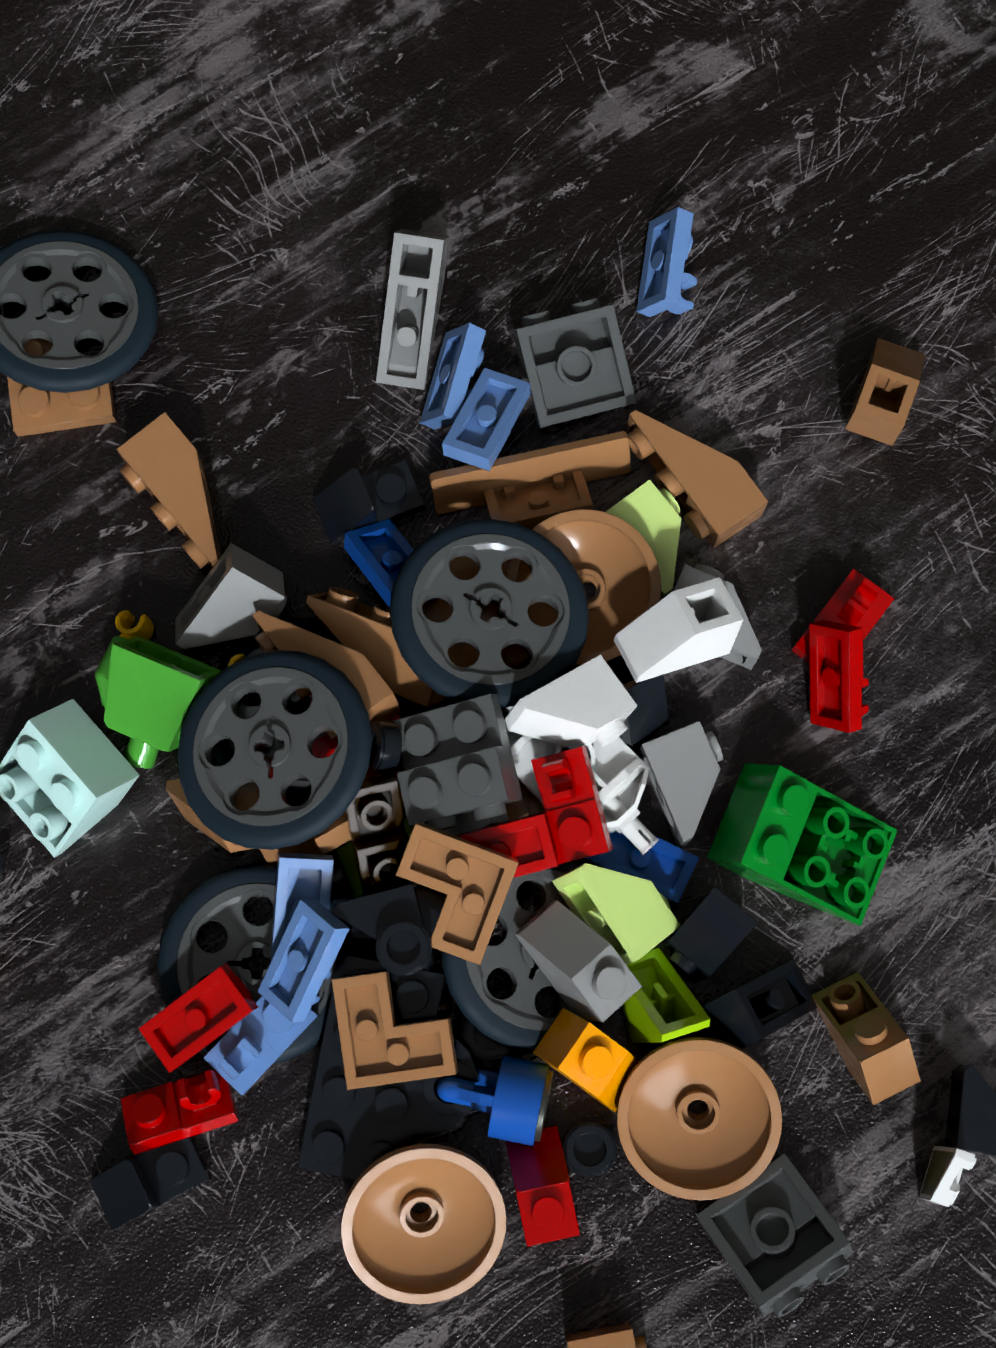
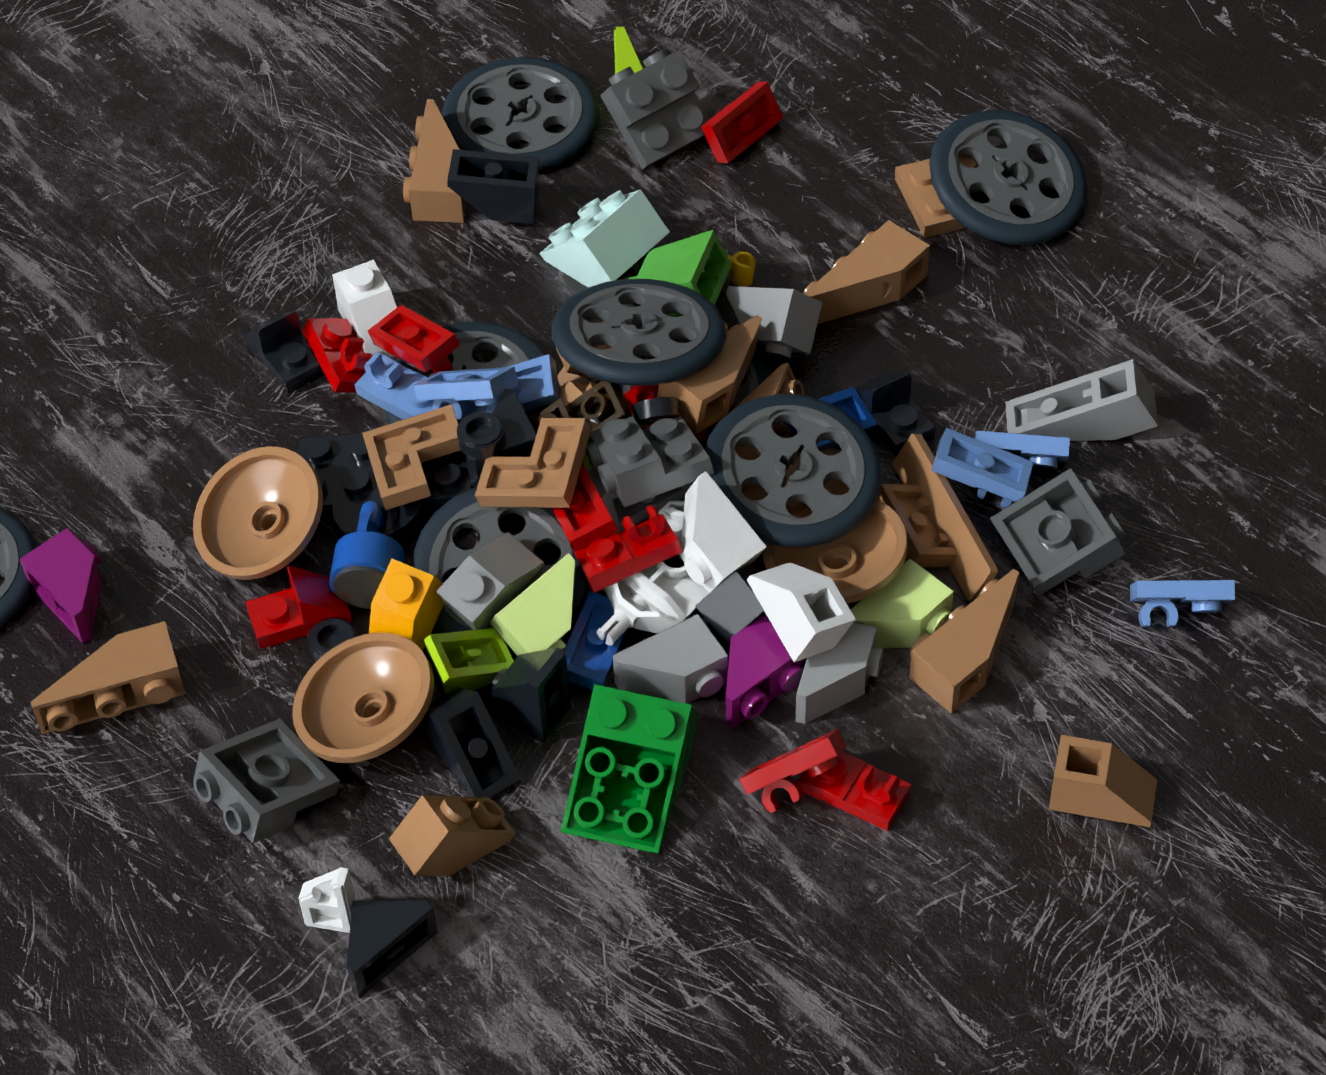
camera: 85 degrees right, 25 degrees down
(118, 1070) = (364, 301): none -> white slope
(707, 696) = (758, 671): none -> magenta slope

